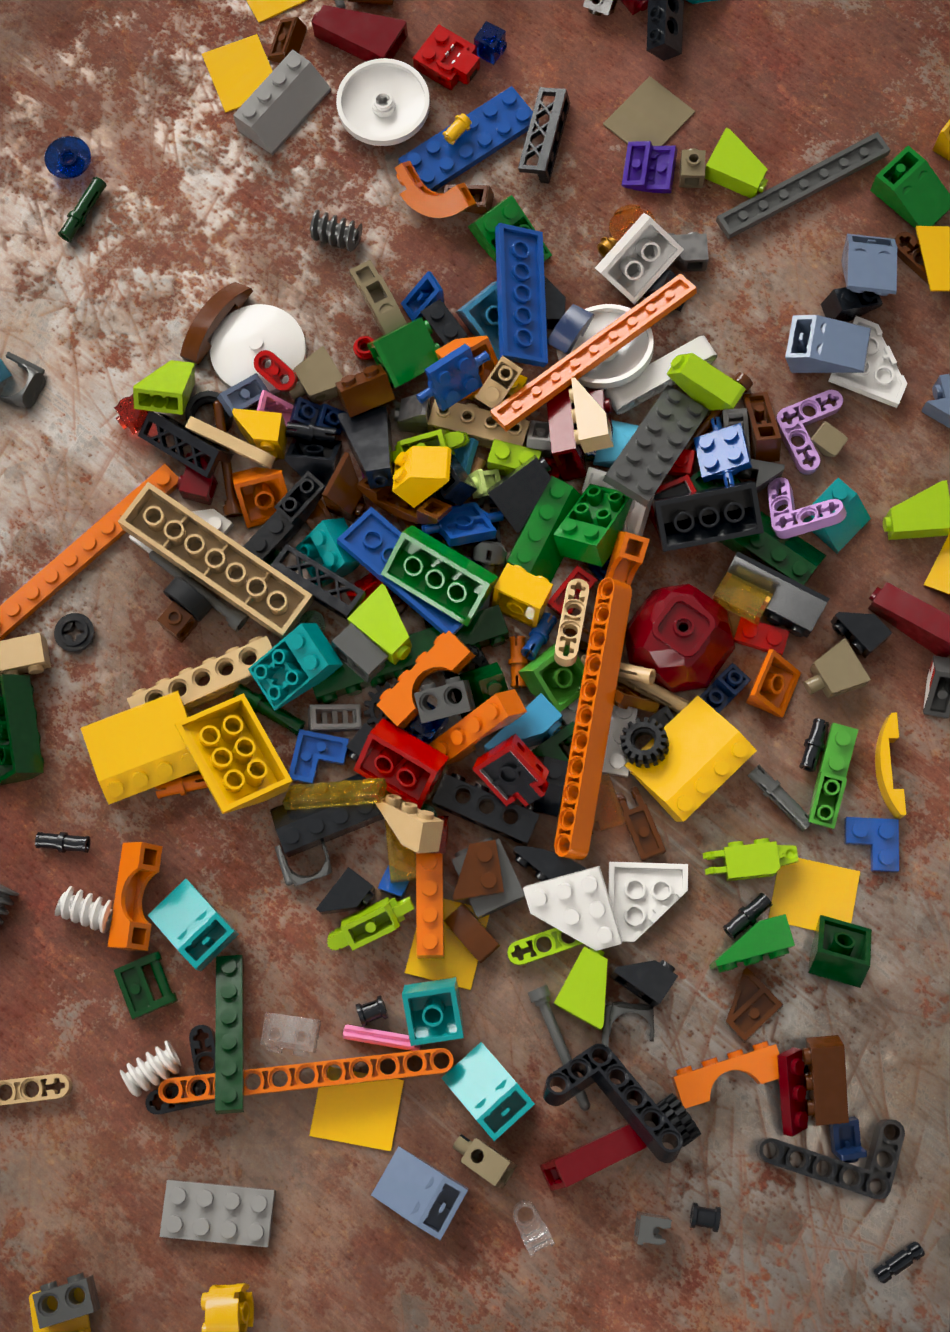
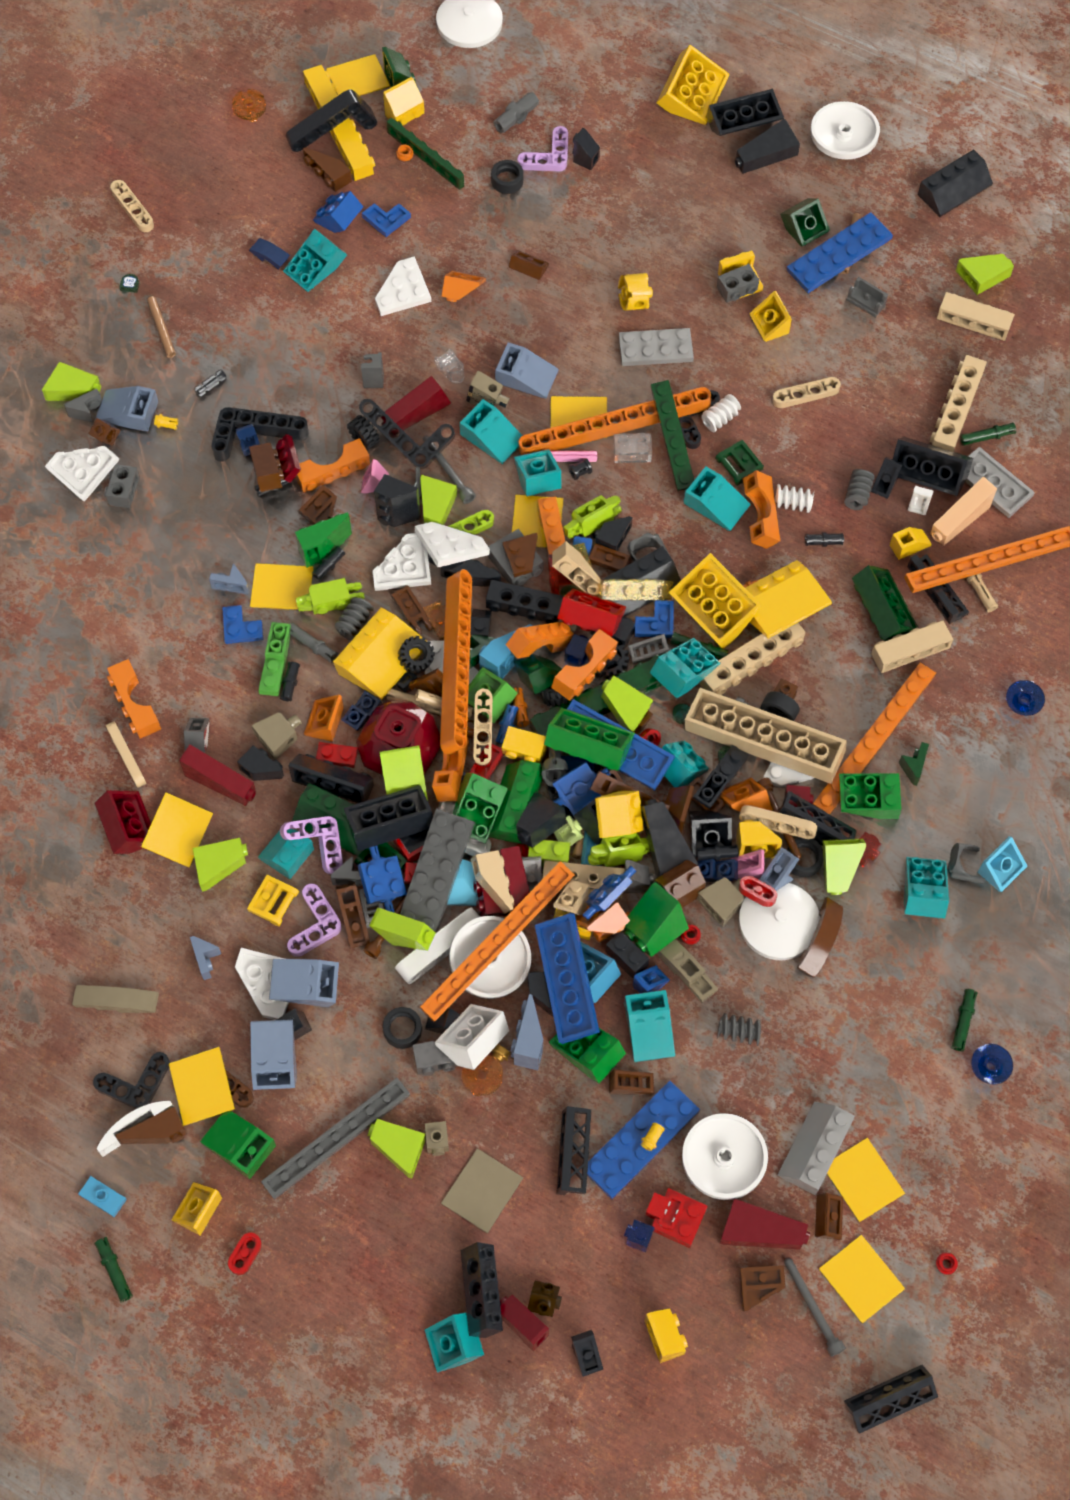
camera: 165 degrees right, 10 degrees down
(33, 1231) = (771, 318): none -> yellow slope
(41, 503) = (913, 765): none -> dark green slope
(66, 625) = (866, 674): black gear -> none
(76, 360) = (926, 887): none -> teal slope
(106, 472) = (871, 795): none -> green slope
(321, 596) = (686, 730): black fence -> none
(359, 653) = (640, 680): dark grey hinge -> none
(360, 859) = (608, 558): none -> reddish brown plate
(429, 202) = (661, 1066): orange arch -> none
(435, 249) = (649, 1025): none -> teal slope
(445, 705) = (567, 650): dark grey brick -> none
(472, 933) = (519, 520): reddish brown slope -> none
(513, 772) = (510, 613): piece -> none
(569, 328) = (521, 961): dark blue slope -> none
(576, 241) = (529, 1046): none -> sand blue slope
(649, 167) = (475, 1136): dark purple slope -> none
(668, 1037) = (372, 477): none -> bright pink slope
(682, 568) = (402, 769): none -> lime slope
(705, 1217) = (338, 387): black bush -> none
(720, 820) = (352, 617): none -> dark grey piece
(721, 273) = (399, 1012): none -> black tyre
(742, 598) = (355, 759): clear yellow slope -> none
(829, 440) = (295, 910): dark tan slope -> none
(840, 951) = (261, 550): dark green slope -> none
(862, 464) = (267, 896): none -> yellow plate
(879, 905) = (232, 583): none -> sand blue slope
(892, 797) = (235, 693): yellow slope -> none
(909, 87) = (244, 1254): none -> red plate

